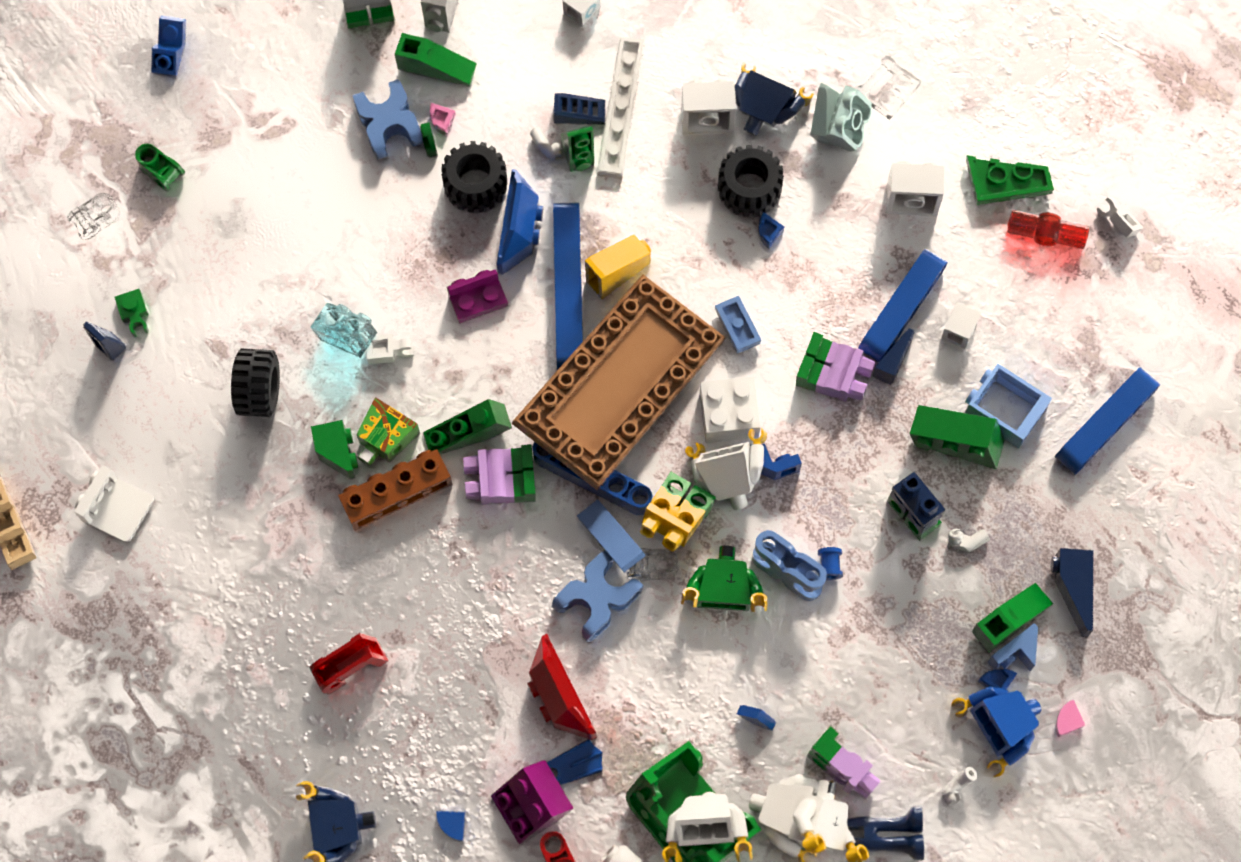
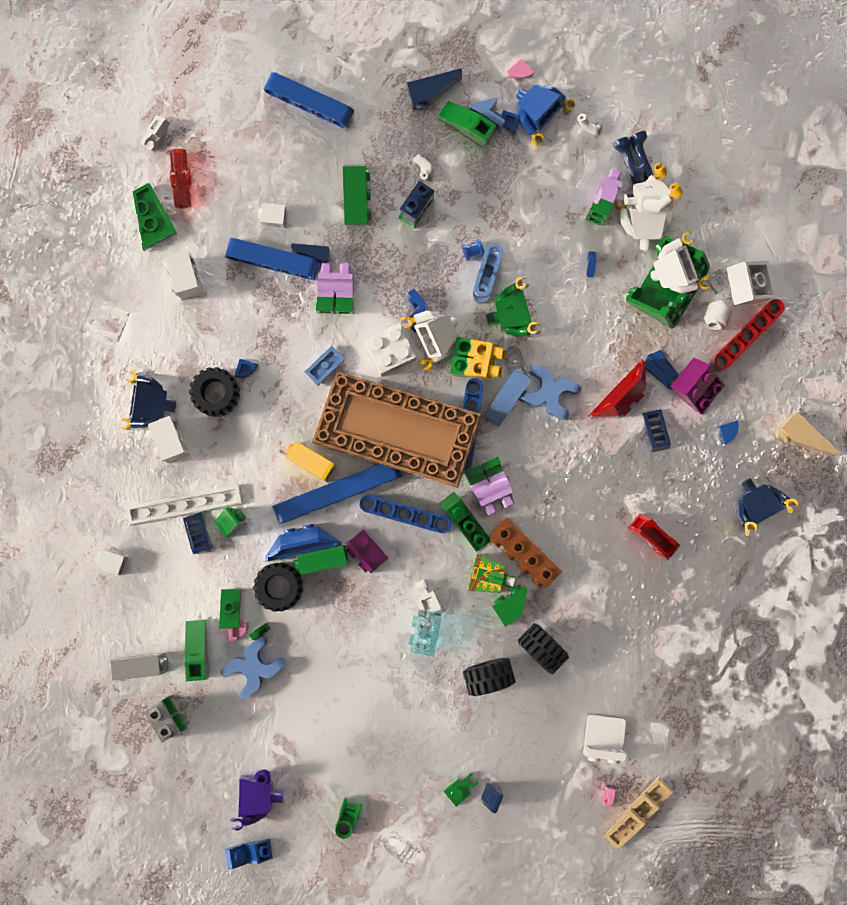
camera: 115 degrees left, 15 degrees up
(42, 486) = (609, 794): none -> bright pink tile
(229, 71) = (255, 798): none -> dark purple torso
(261, 461) = (543, 648): none -> black tyre
(470, 115) = (230, 609): none -> green plate
(485, 233) = (321, 560): none -> green window
(490, 733) = (662, 445): none -> dark blue slope
(511, 346) = (397, 508): none -> blue beam
(543, 145) = (234, 549): white arm -> none
(840, 117) = (144, 344): light aqua piece -> none
(1019, 387) = (323, 149): light blue window -> none

